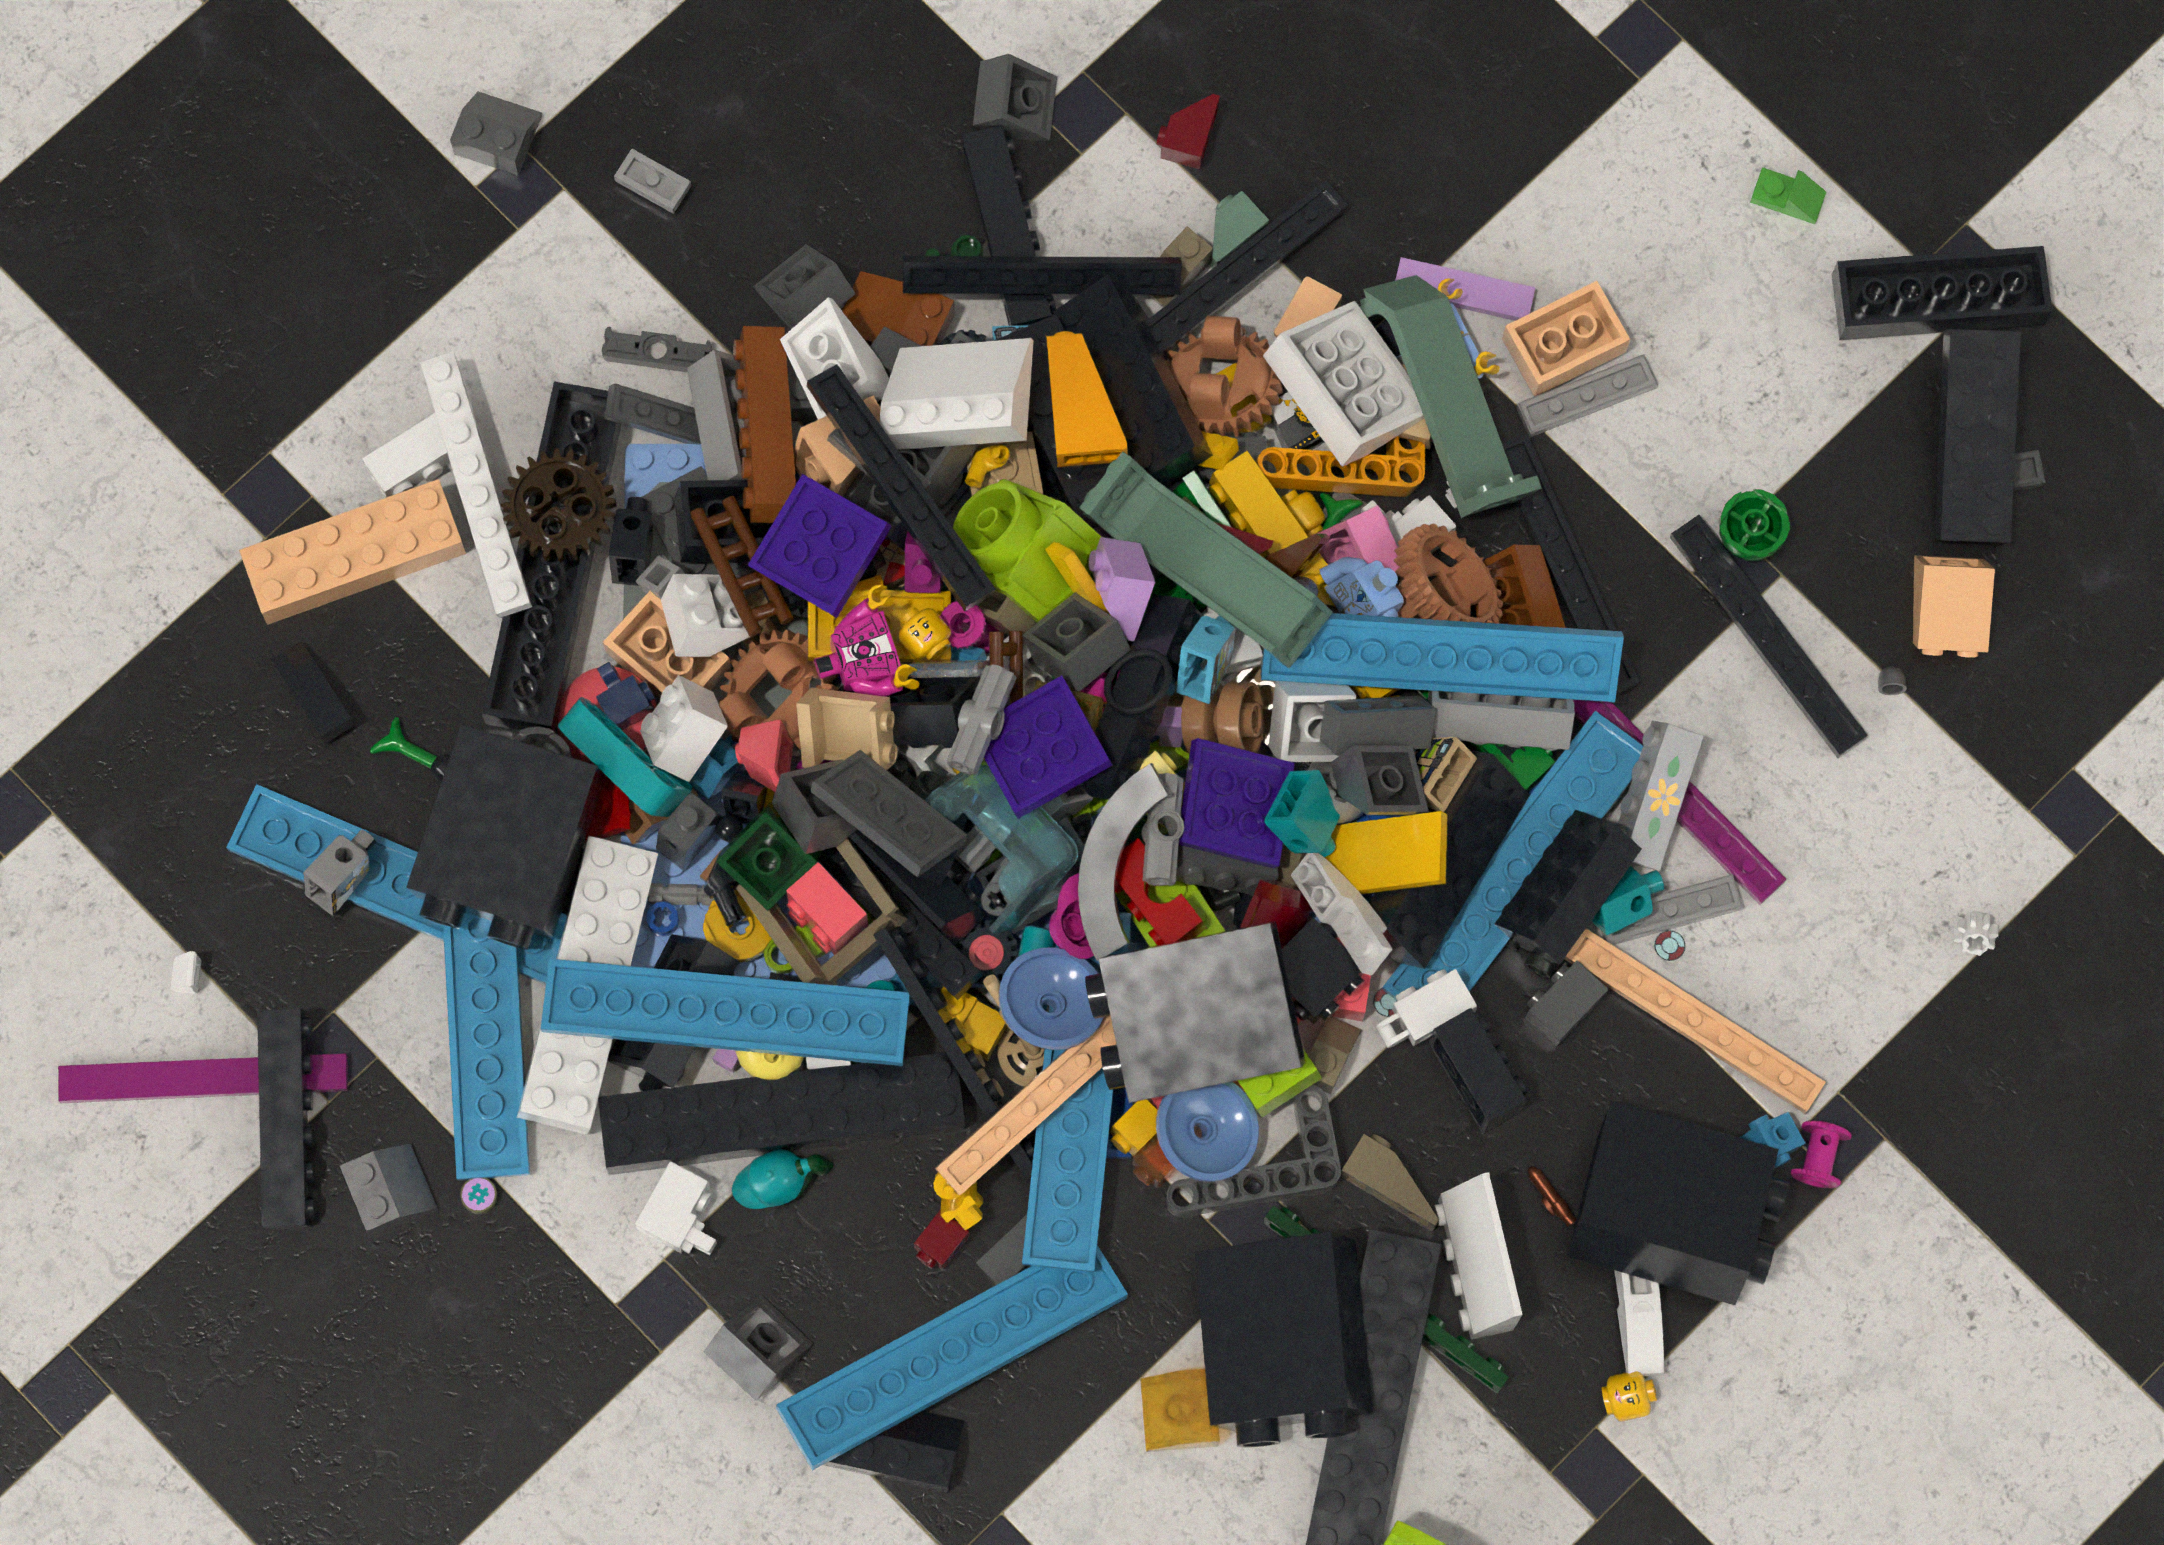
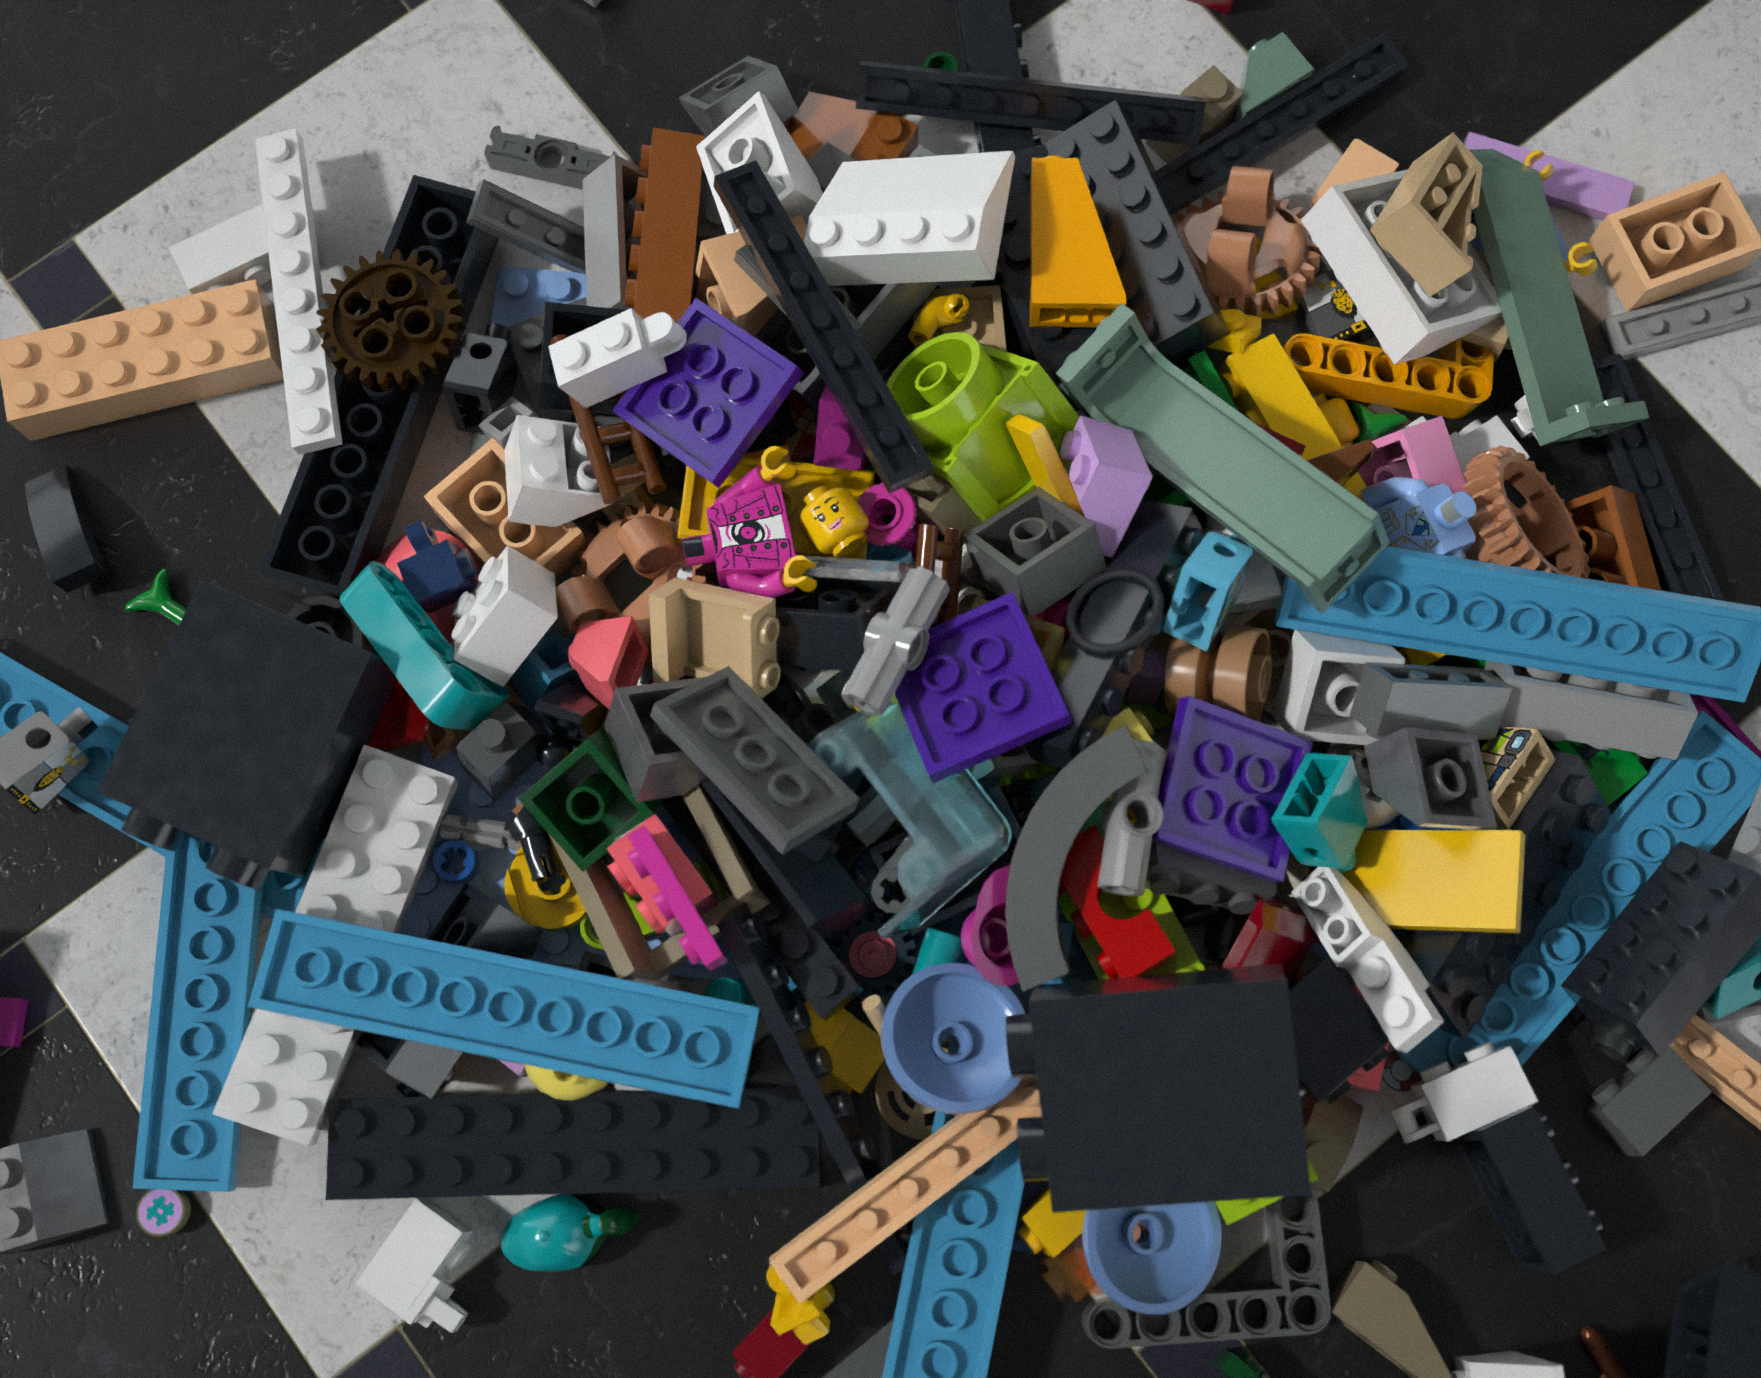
camera: 10 degrees right, 0 degrees up
(748, 525) = (615, 355): none -> white brick
(842, 920) = (674, 900): none -> dark pink plate
(1356, 349) = (1430, 215): none -> tan wedge

